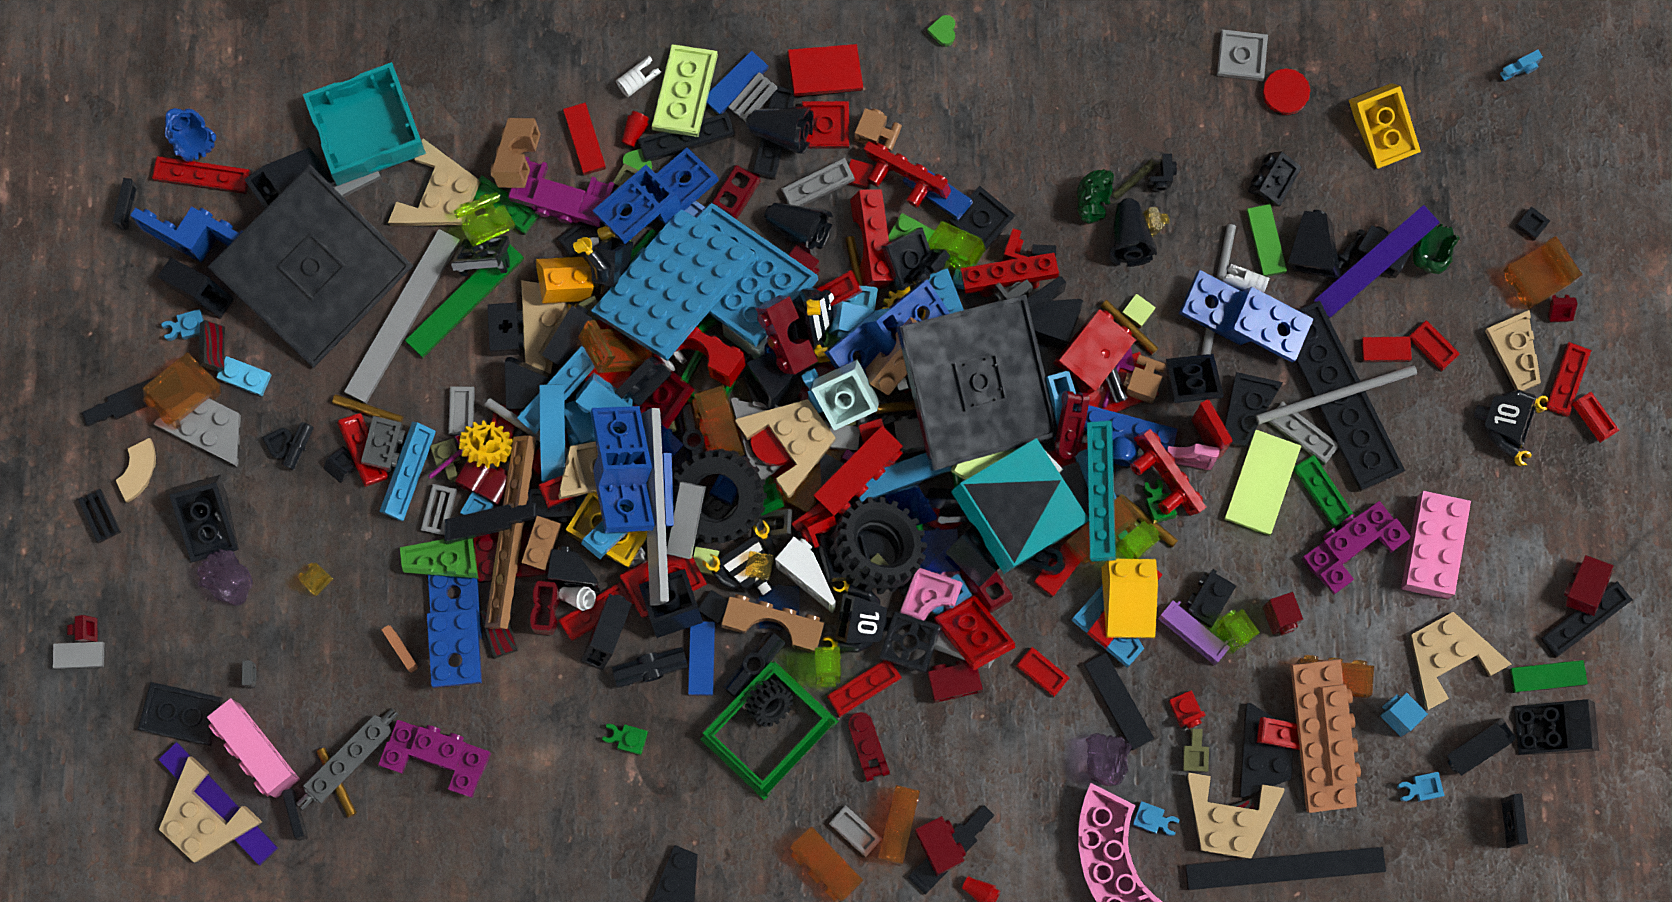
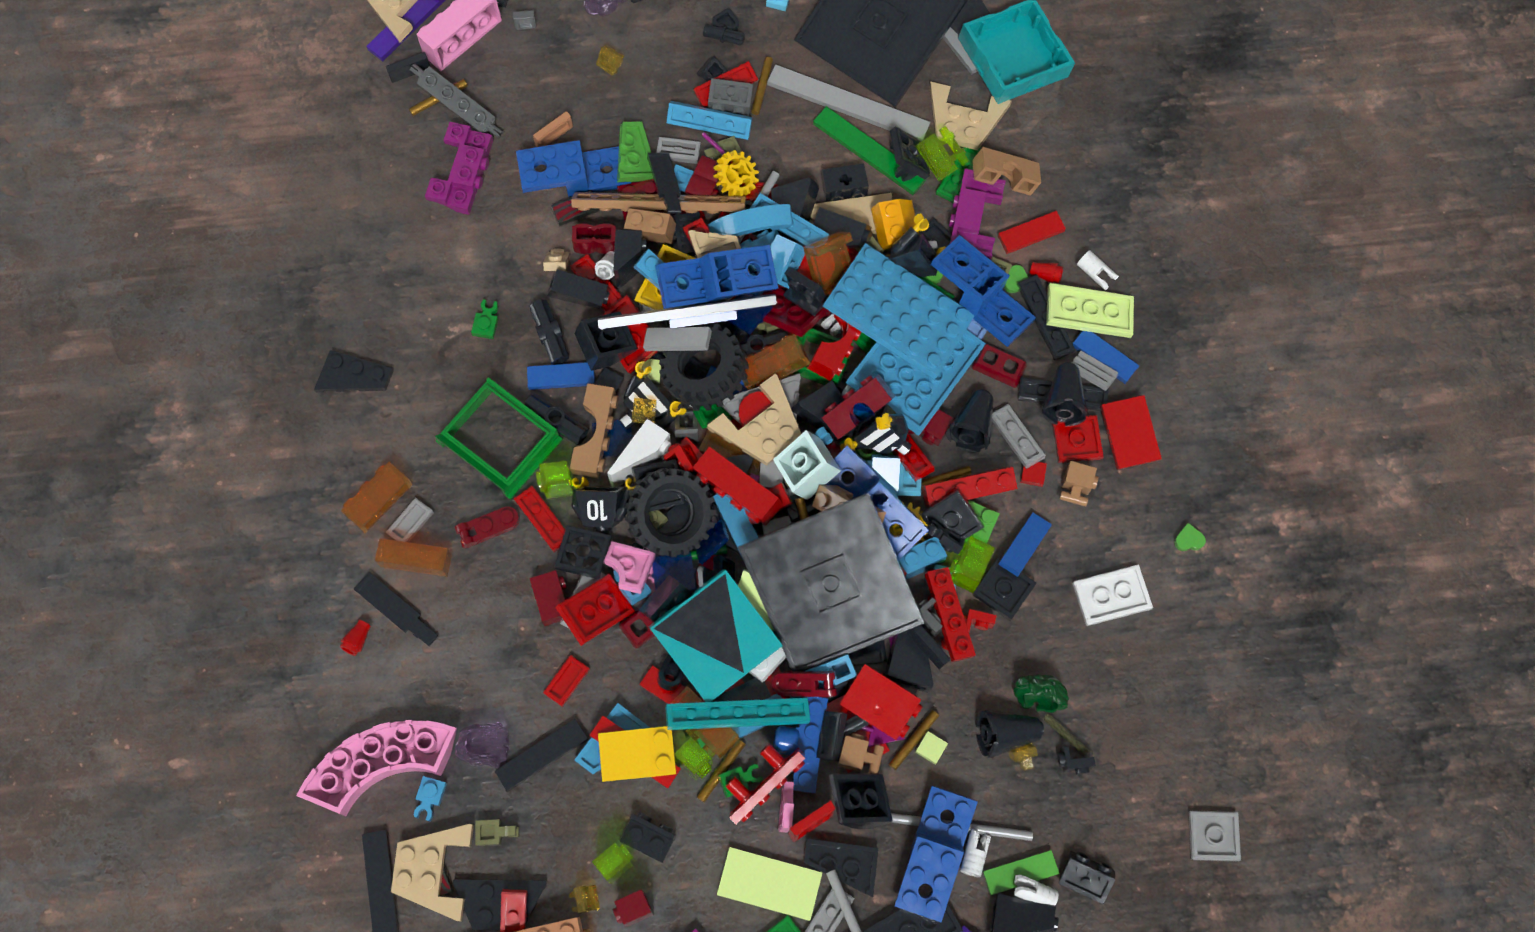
camera: 85 degrees right, 5 degrees down
(461, 409) = (770, 158): light grey tile -> none
(568, 651) = (556, 260): none -> tan plate
(769, 703) = (515, 423): black tyre -> none
(898, 163) = (1030, 527): red plate -> none
(940, 845) = (394, 595): dark red brick -> none
(995, 114) = (1112, 595): none -> white tile
(1043, 249) = (978, 645): black tile -> none
(1125, 403) = (831, 735): none -> black tile
(1187, 710) = (536, 821): red bracket -> none
(1194, 633) = (611, 822): medium lavender container -> none
(1268, 662) = (586, 899): none -> clear yellow tile
(1286, 91) = (1182, 884): red tile -> none
(1287, 227) = (1035, 891): none -> white hinge

